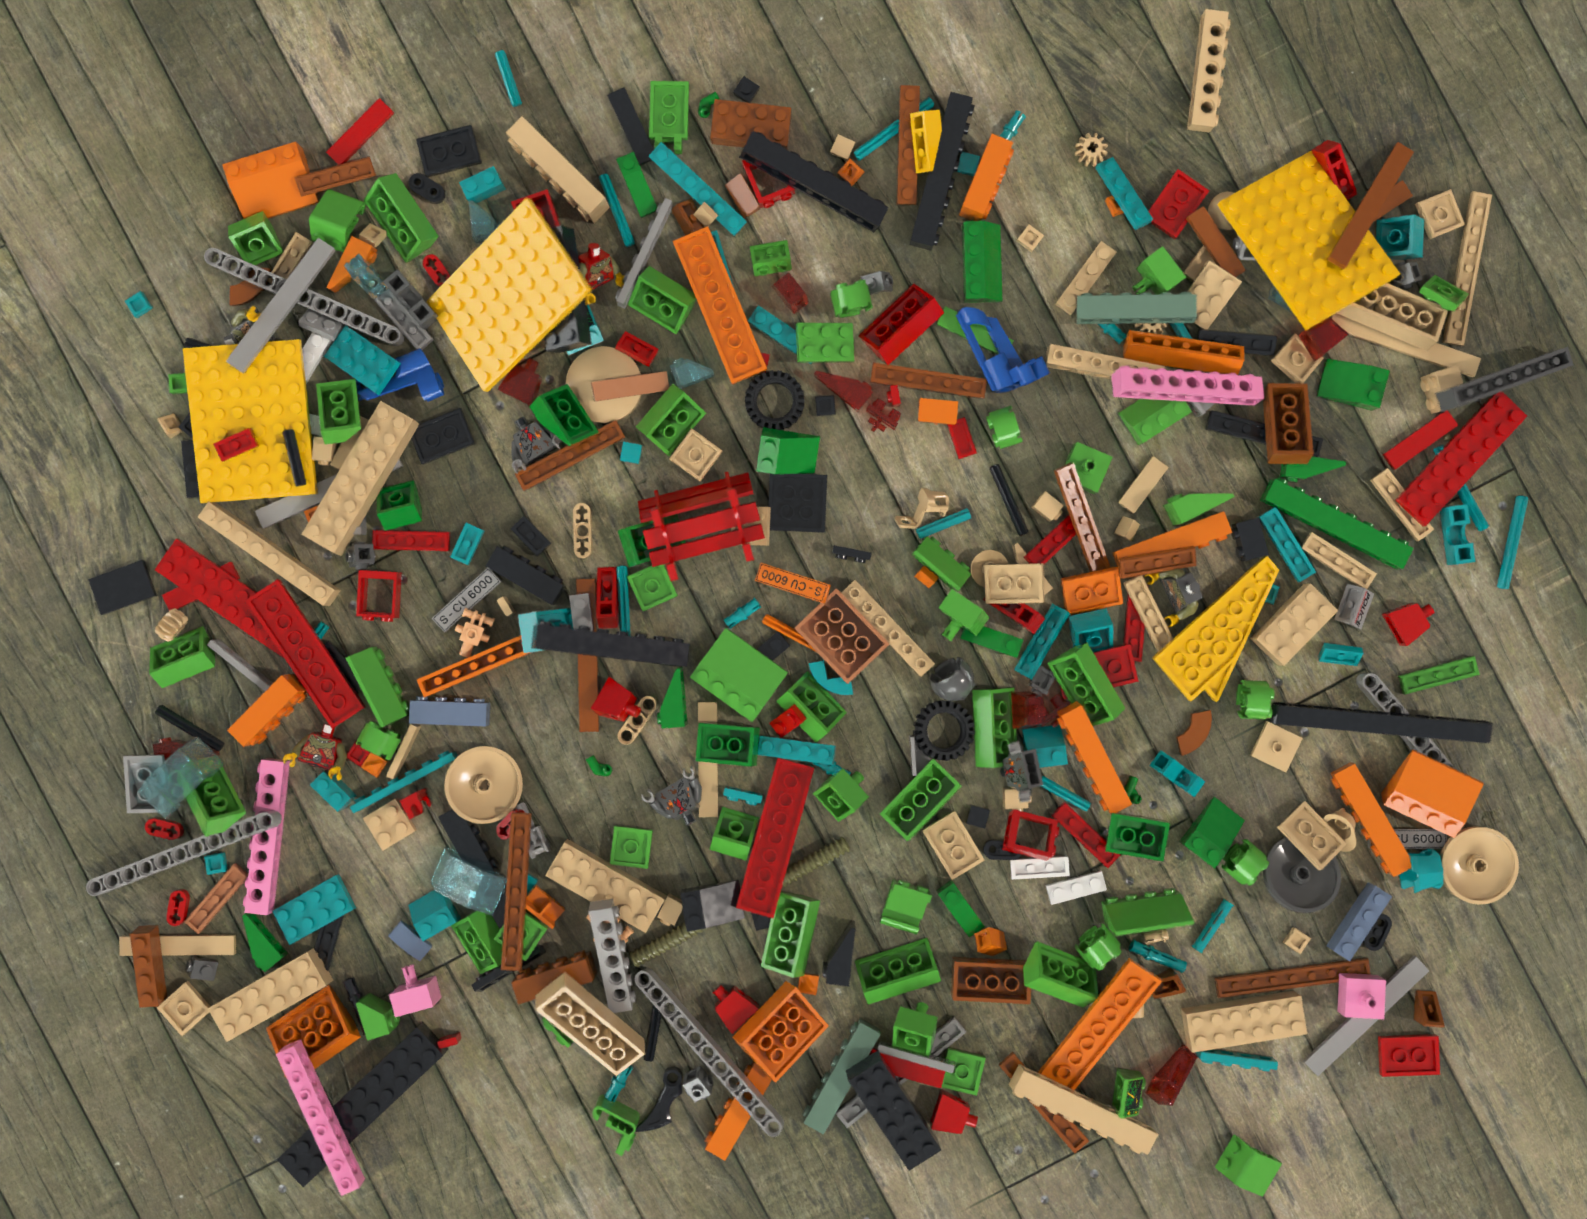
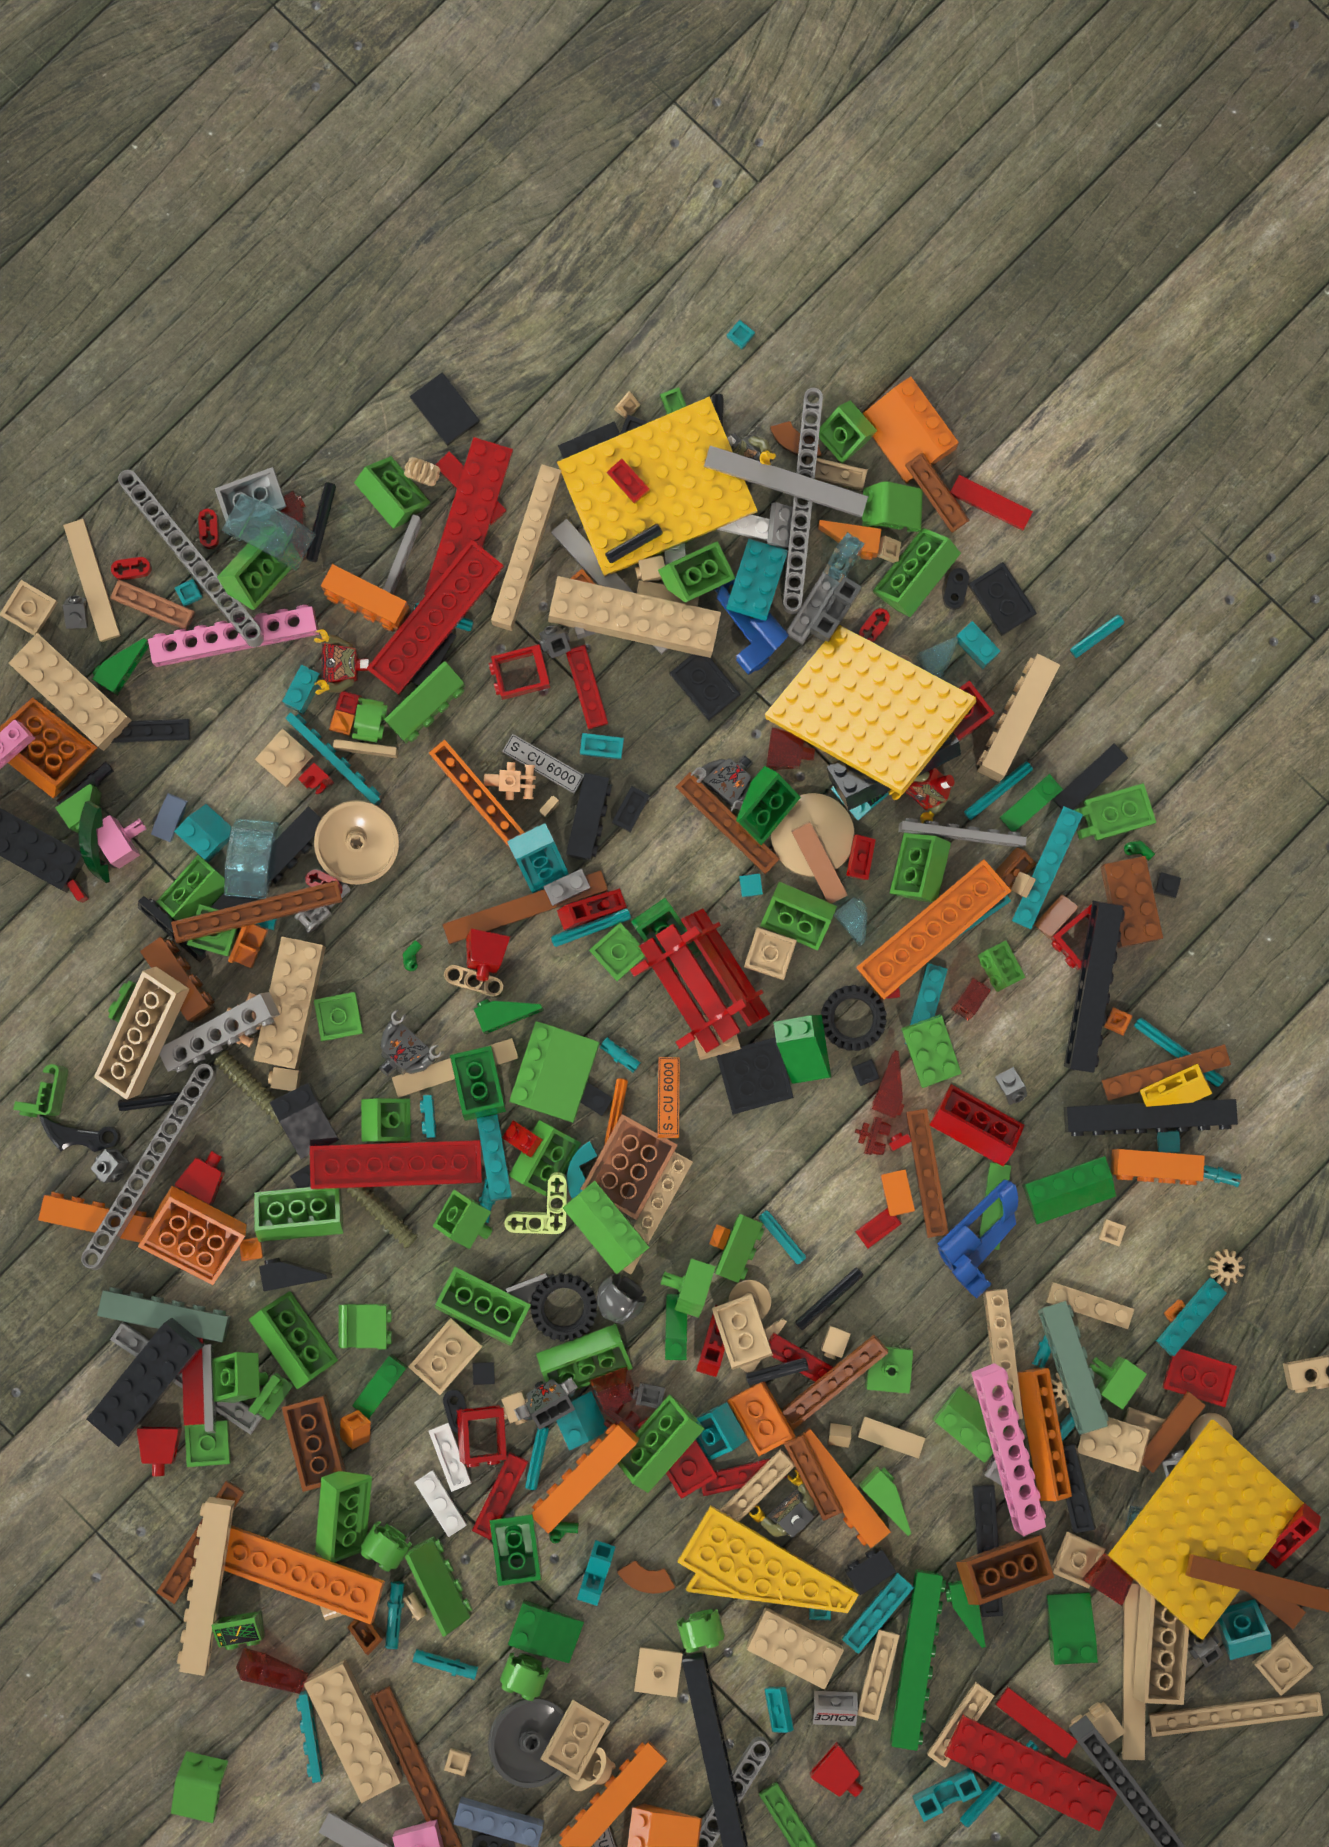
camera: 70 degrees right, 5 degrees down
(148, 966) = (62, 558): dark orange brick -> none
(314, 909) = (172, 708): teal plate -> none
(388, 1013) = (90, 821): none -> dark green slope
(399, 505) = (618, 664): green slope -> none
(449, 712) = (420, 783): sand blue brick -> none
(576, 516) = (666, 850): tan beam -> none
(608, 645) = (542, 928): black brick -> none
(617, 1084) = (84, 1081): teal pin -> none
(842, 147) = (1141, 1004): tan tile -> none
(843, 553) = (719, 1159): black plate -> none
(851, 299) = (984, 1064): bright green brick -> none
(862, 721) = (545, 1217): none -> yellowish green beam
(888, 672) = (606, 1227): none -> bright green slope
(926, 504) = (795, 1212): tan piece -> none
(939, 1005) = (271, 1396): none -> bright green bracket
(1005, 427) = (903, 1269): bright green brick -> none
(1042, 641) = (690, 1382): teal plate -> none
(1057, 564) = (777, 1371): none -> black axle
(1444, 293) = (1198, 1694): bright green plate -> none

